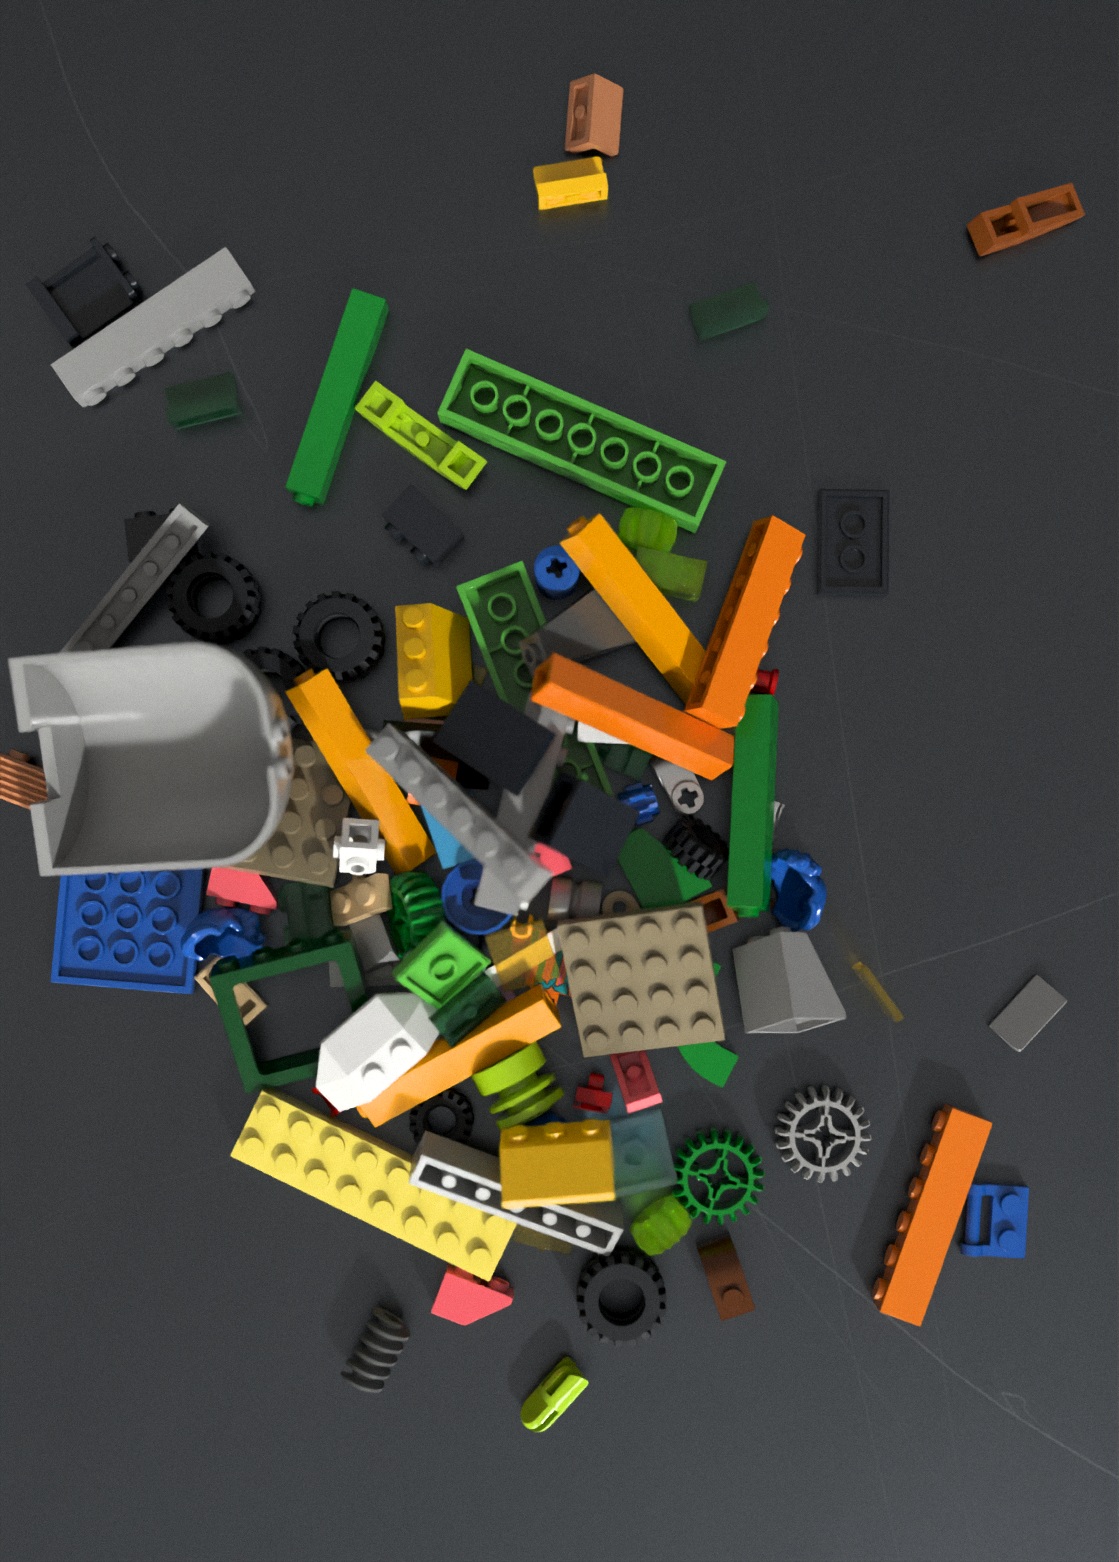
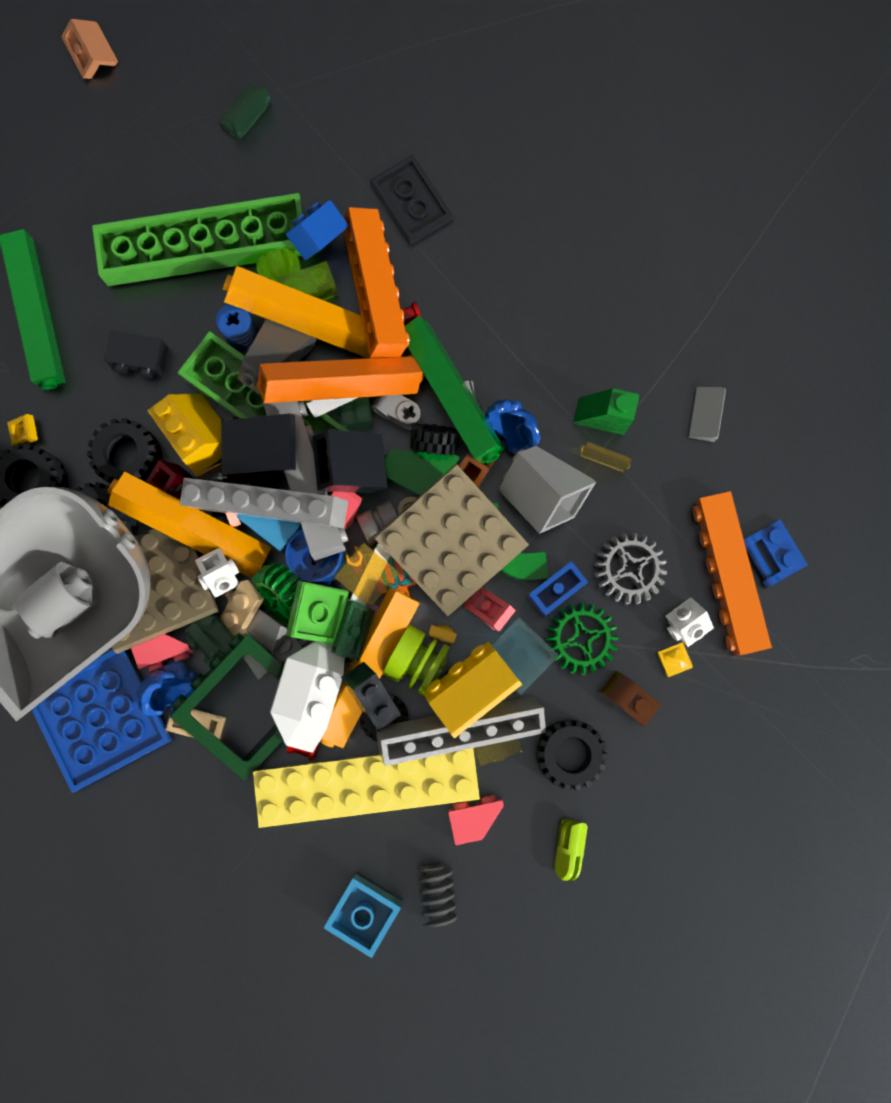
camera: 35 degrees left, 5 degrees down
(163, 766) = (56, 600): none -> light grey cylinder
(241, 533) = (22, 430): none -> yellow tile
(284, 1321) = (363, 915): none -> dark azure brick
(372, 701) = (168, 478): none -> dark red brick
(420, 436) = (99, 302): lime slope -> none
(442, 1096) = (371, 696): none -> black brick
(565, 1070) = (442, 633): none -> yellow tile
(570, 183) = (99, 96): yellow panel -> none
(593, 1097) = (470, 638): red tile -> none
(642, 799) = (388, 434): blue gear -> none
(661, 1225) = (567, 691): clear neon green gear -> none
(719, 520) = (317, 229): none -> blue brick
(725, 1106) = (557, 589): none -> blue brick
(804, 1265) = (674, 659): none -> yellow tile
(847, 1237) = (688, 622): none -> white brick
(913, 941) = (607, 410): none -> green slope

